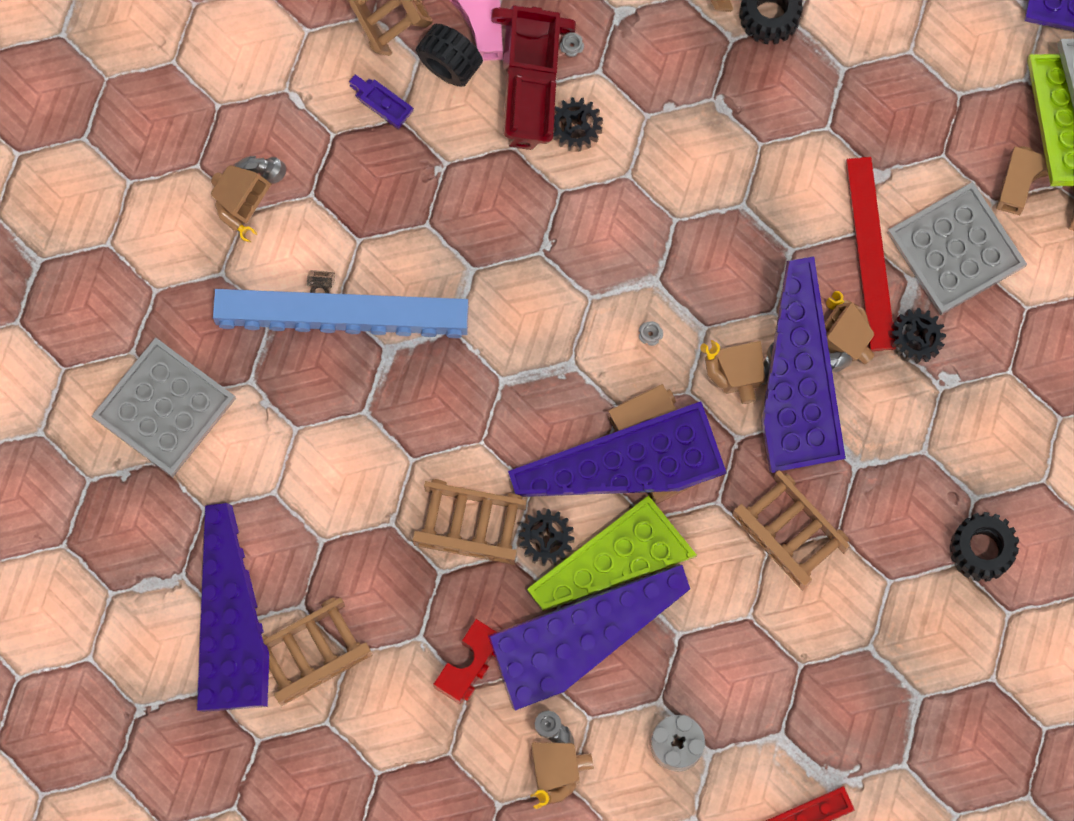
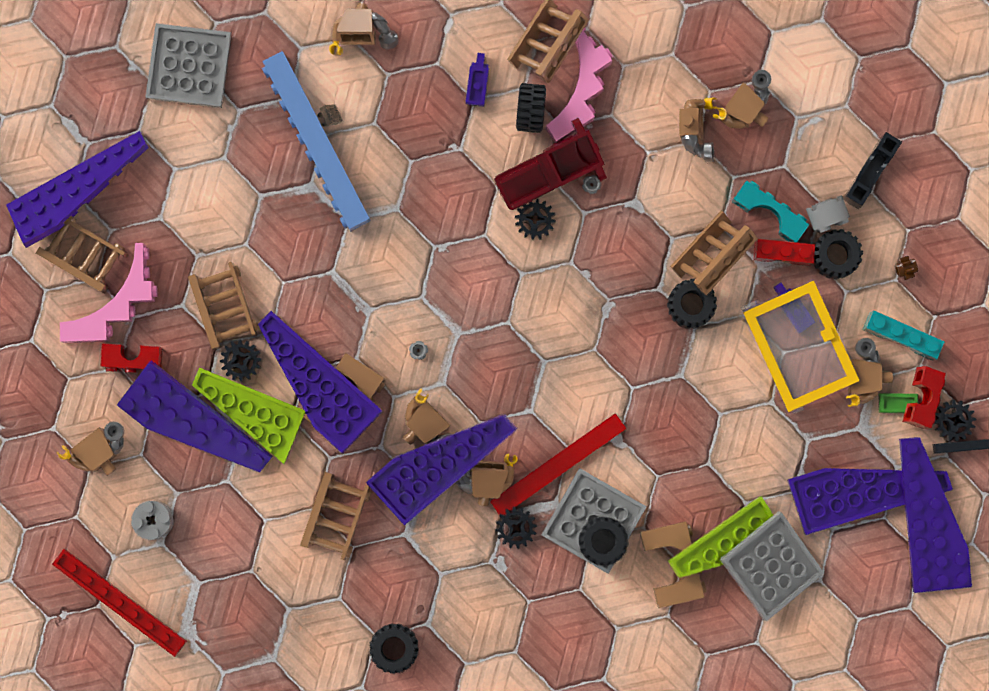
camera: 60 degrees right, 10 degrees up
(407, 682) = (120, 309): none -> bright pink arch
(992, 225) = (615, 553): none -> black tyre

